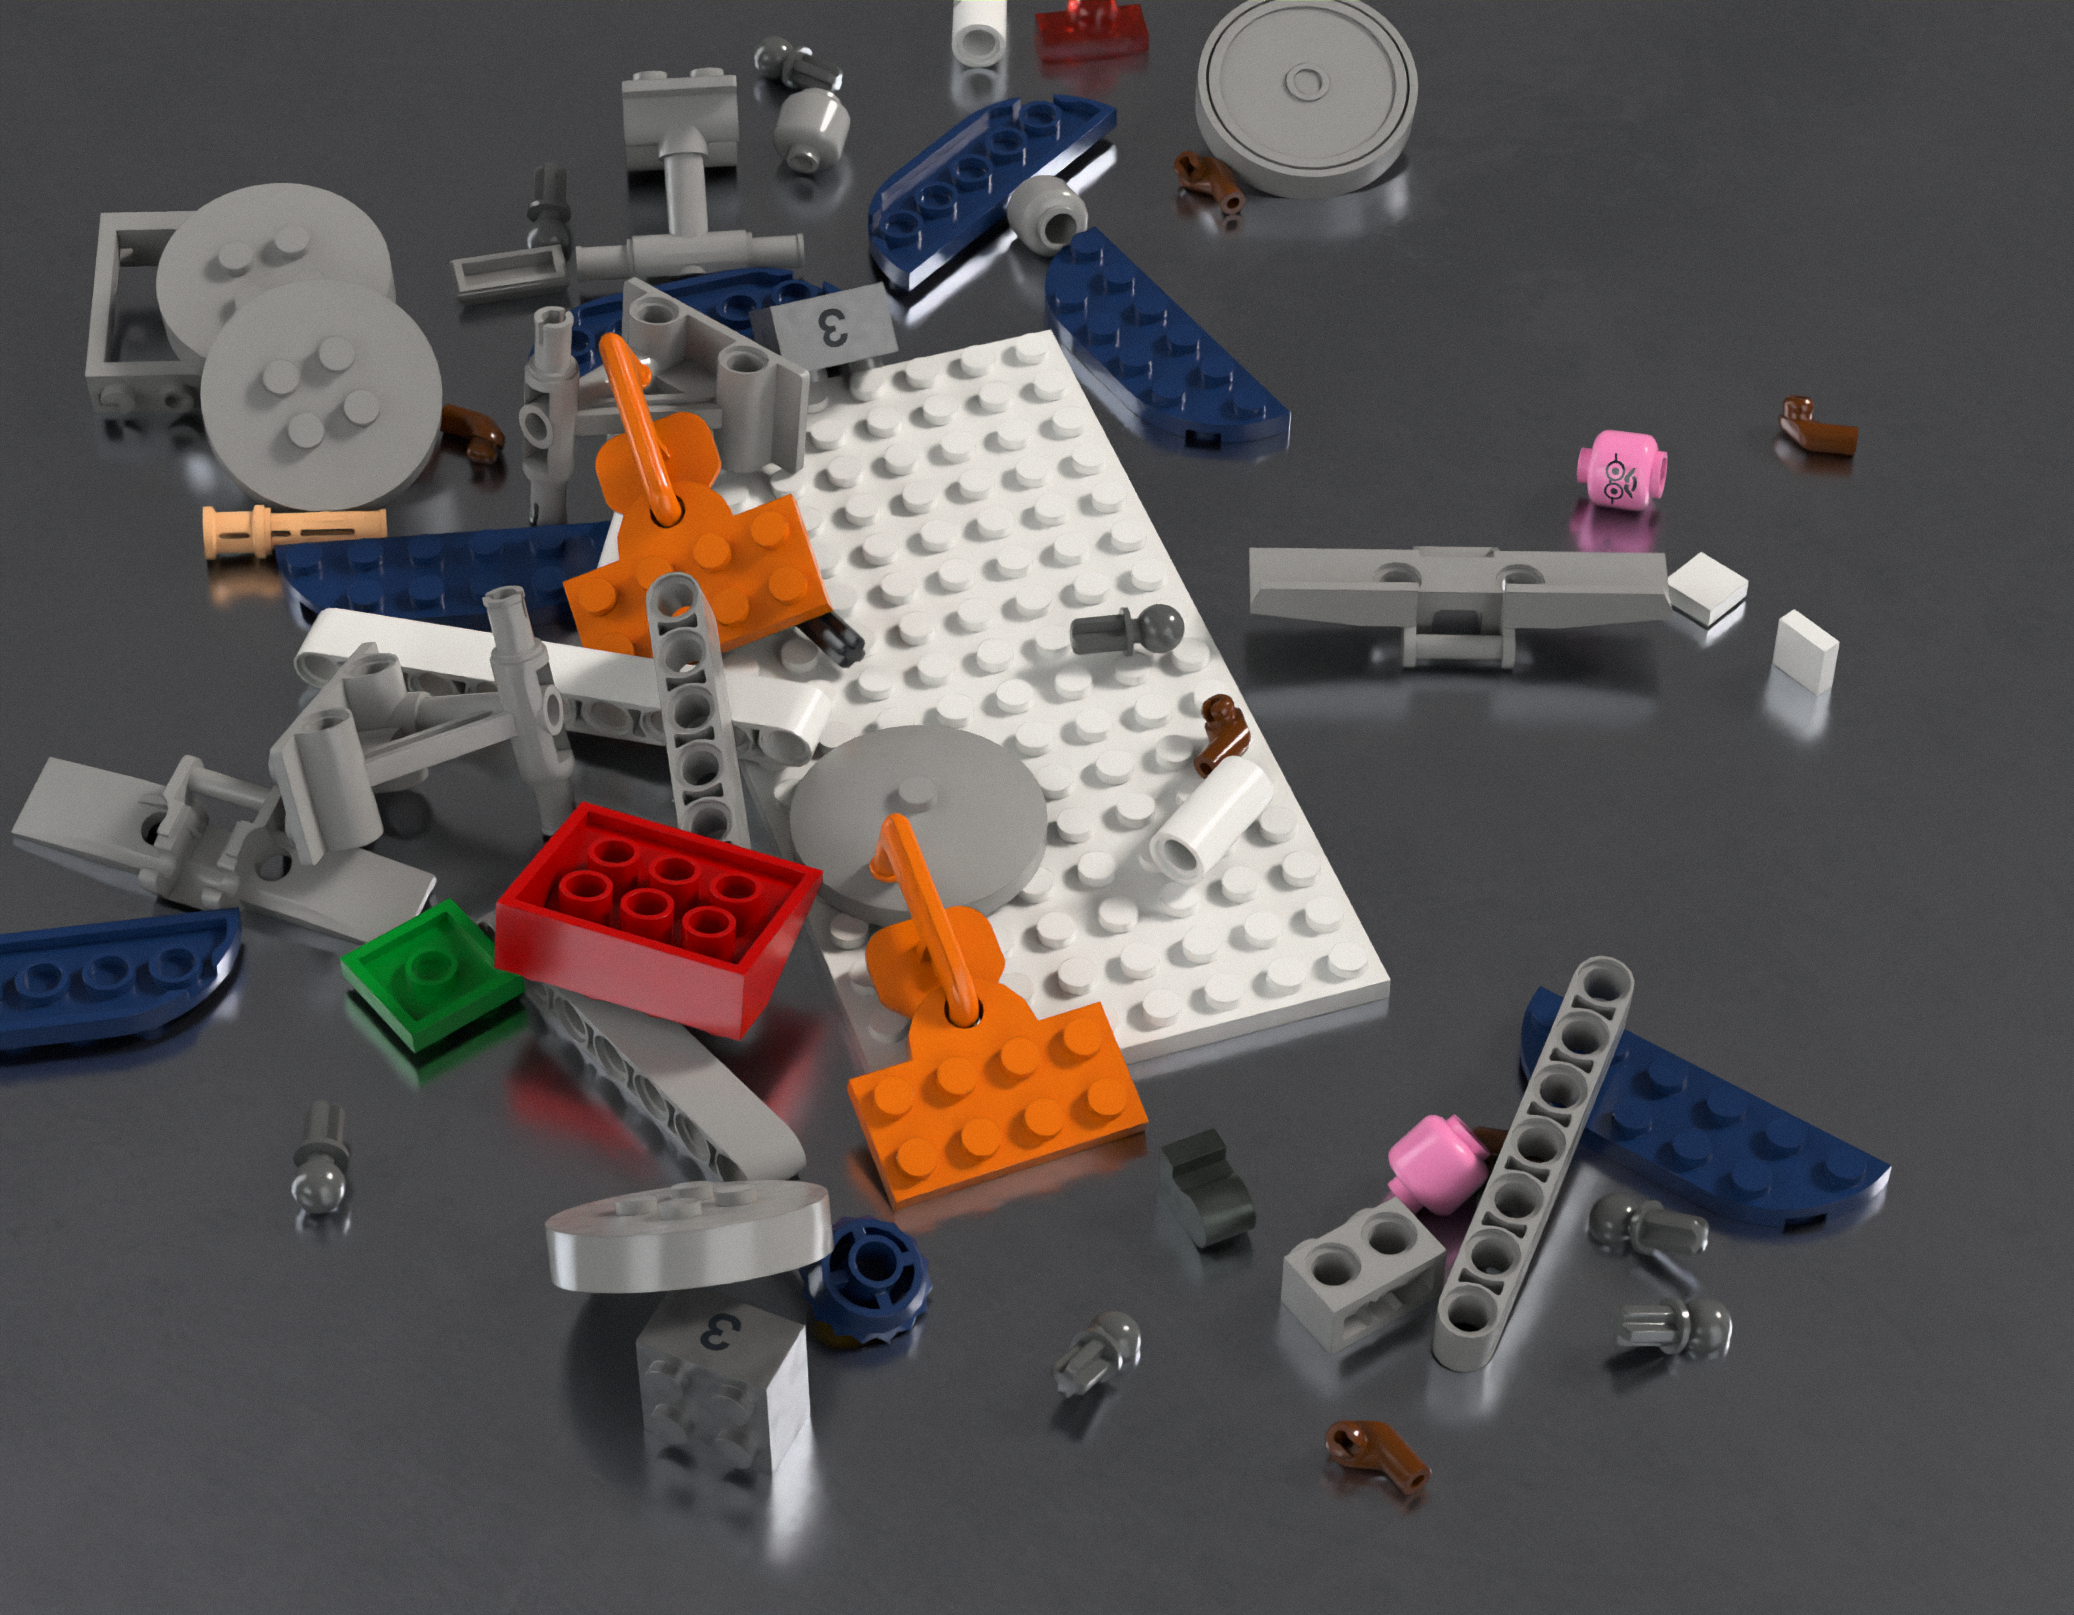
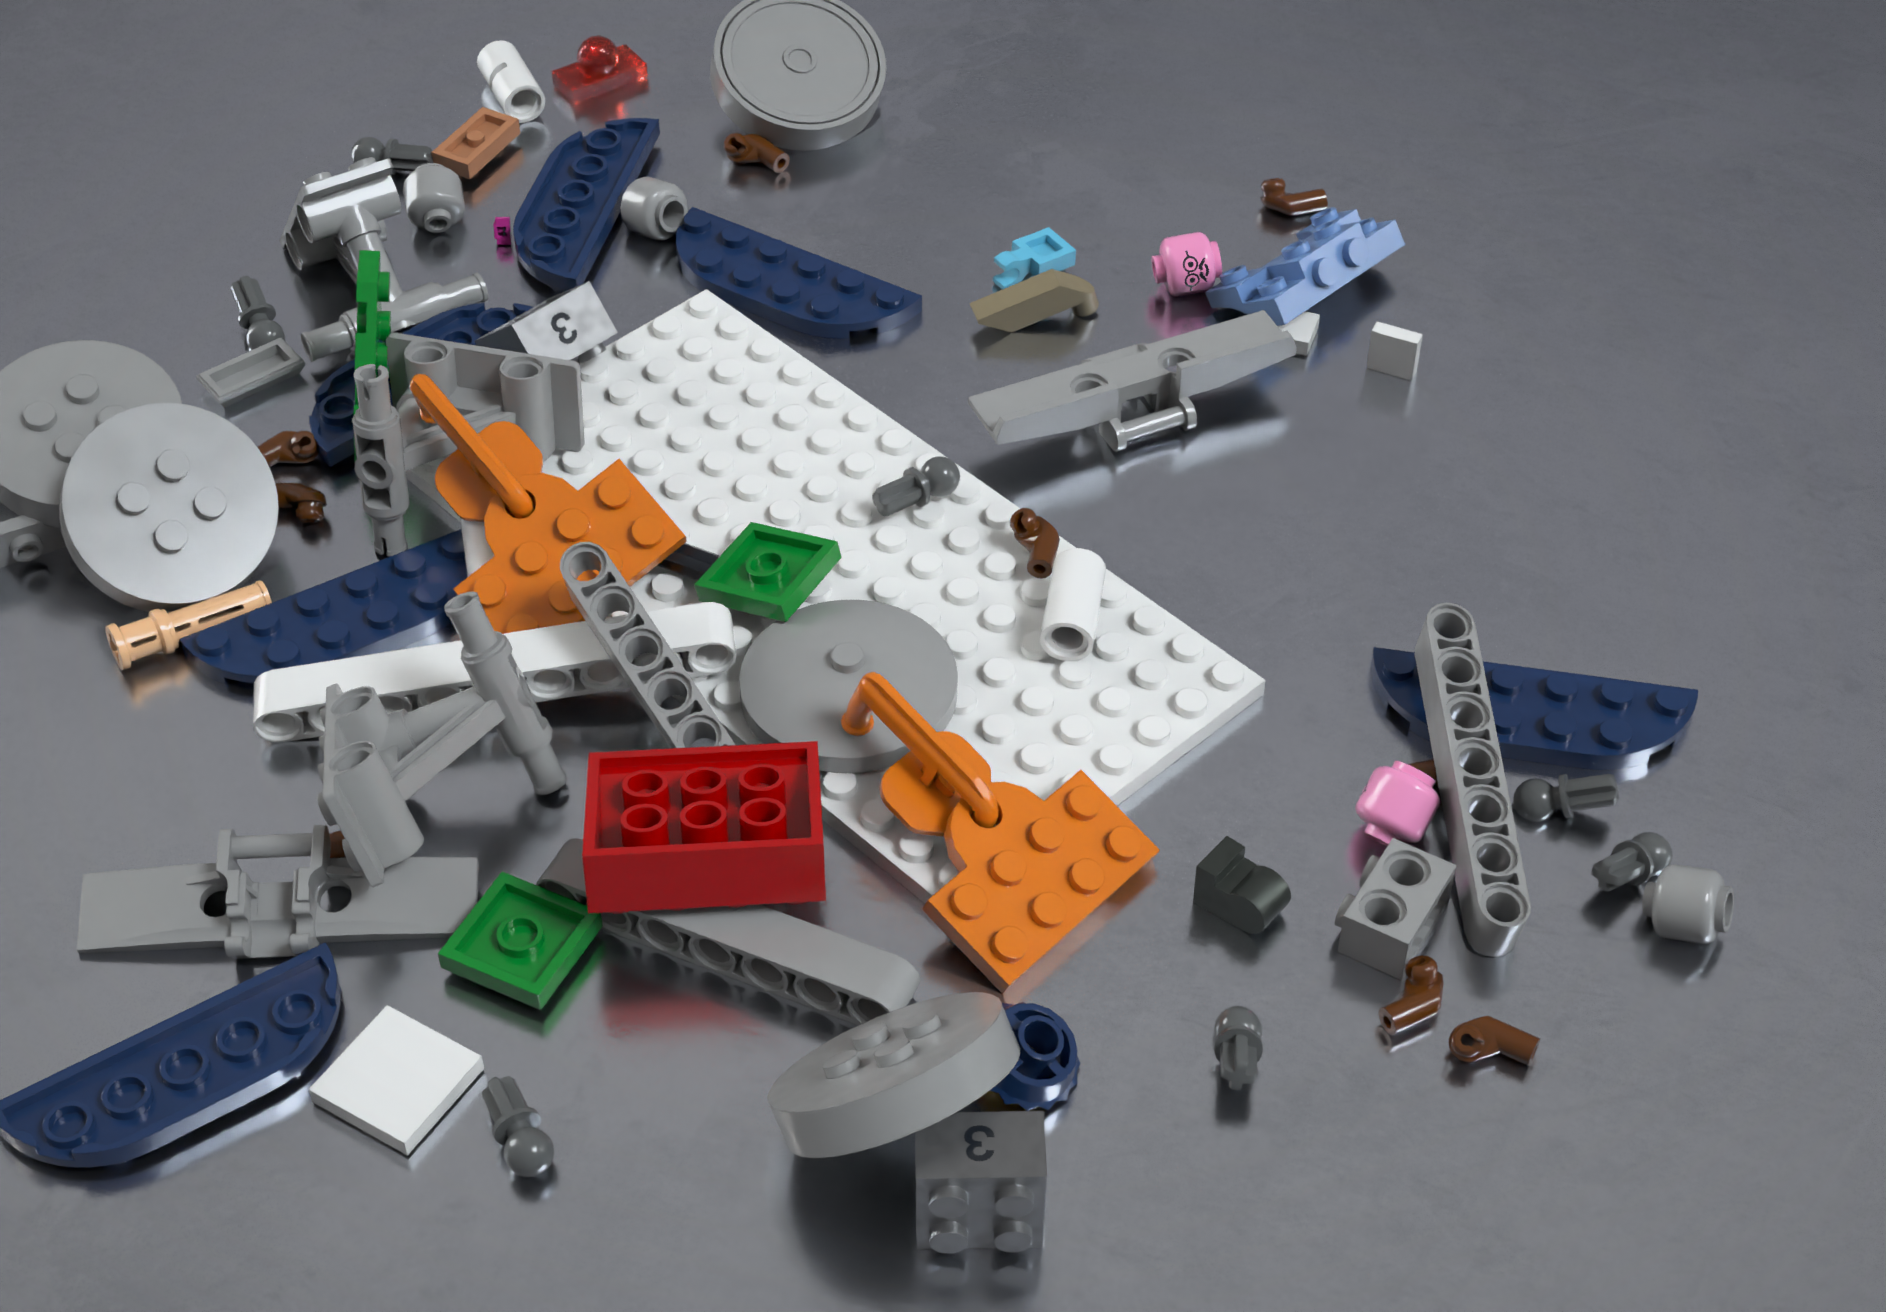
camera: 25 degrees left, 0 degrees up
(237, 1069) = (396, 1079): none -> white tile
(494, 371) = (289, 448): none -> reddish brown arm
(620, 257) = (372, 322): none -> green plate
(868, 187) = (502, 230): none -> dark pink piece
(899, 77) = (476, 142): none -> nougat plate
(901, 672) = (768, 571): none -> green plate
(1331, 1380) = (1421, 997): none -> reddish brown arm
(1417, 458) = (1035, 300): none -> dark tan piece
(1455, 403) = (1033, 255): none -> medium azure plate
(1698, 1391) = (1689, 904): none -> light grey head
(1761, 523) = (1307, 271): none -> medium blue bracket

